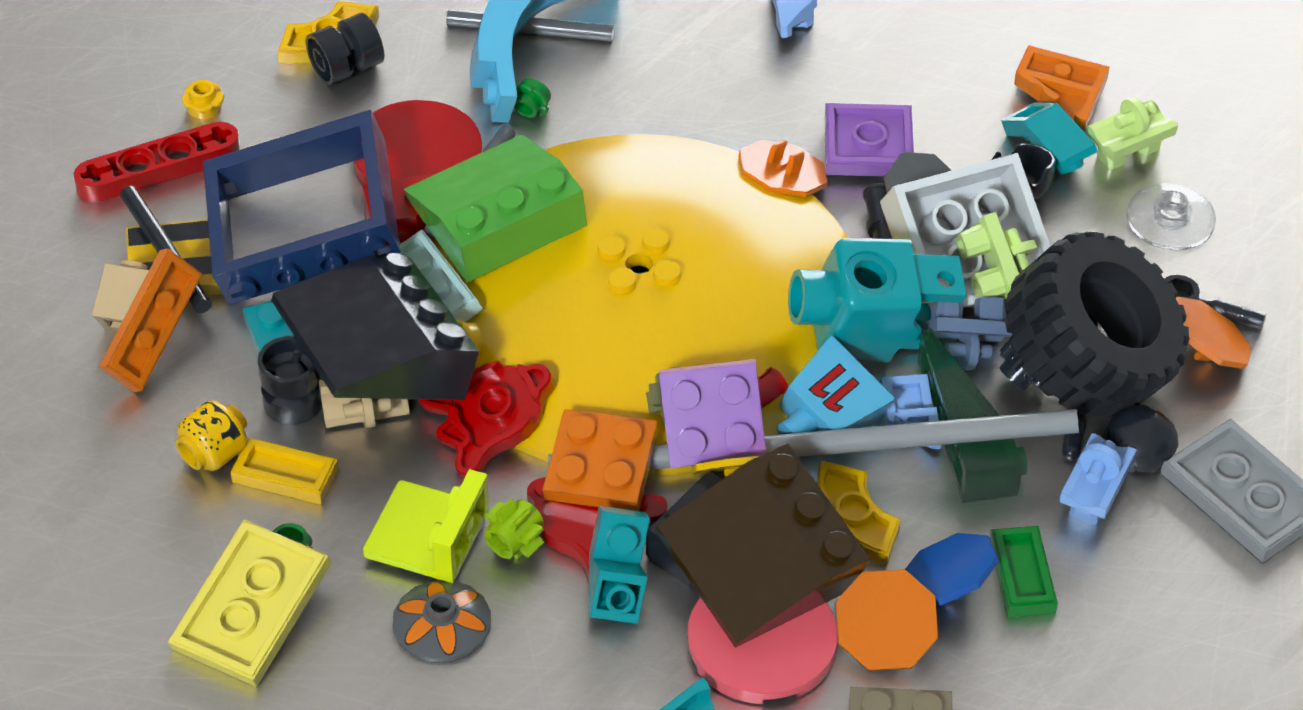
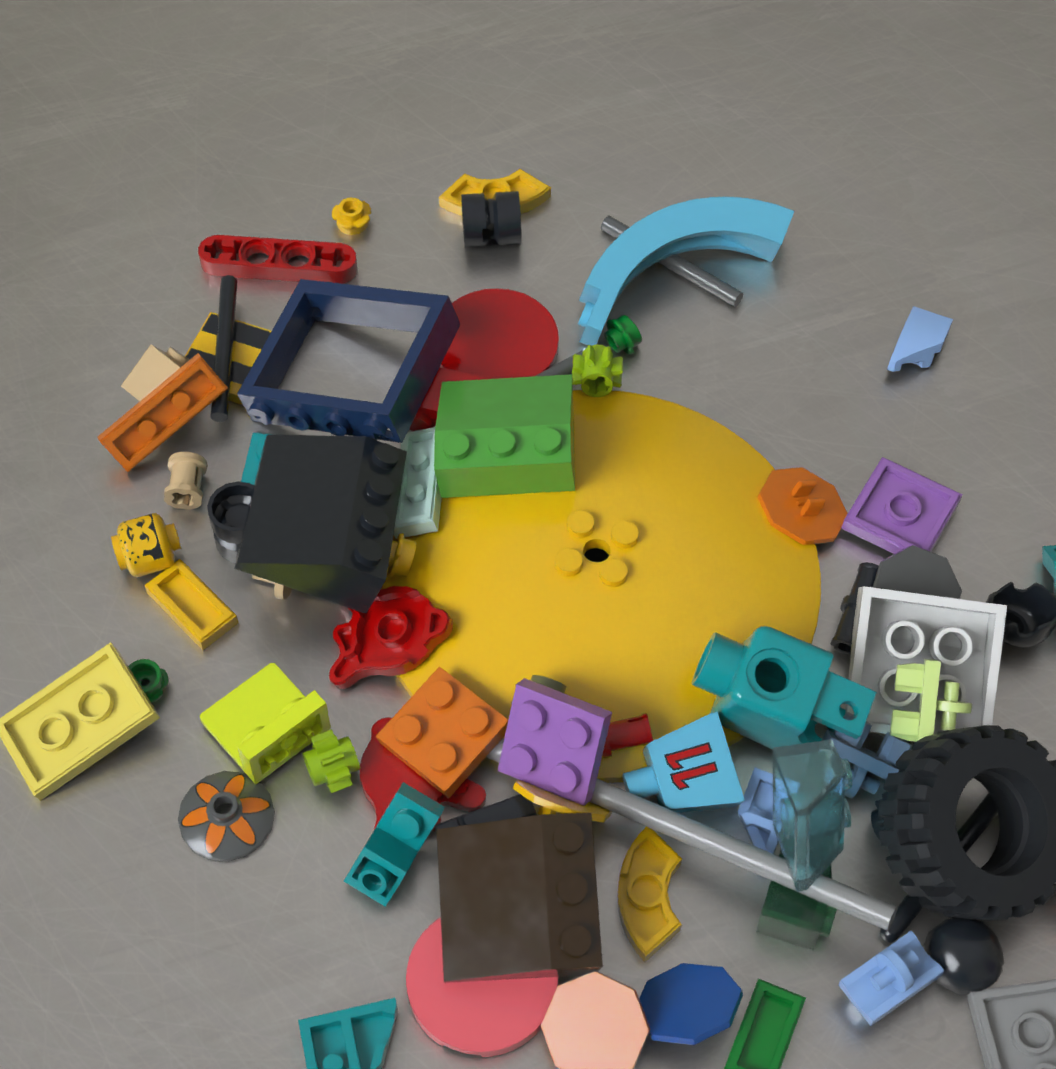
camera: 30 degrees right, 10 degrees up
(204, 366) = (185, 480): none -> tan bush
(534, 125) = (597, 370): none -> lime gear
(960, 362) = (810, 807): none -> clear light blue slope

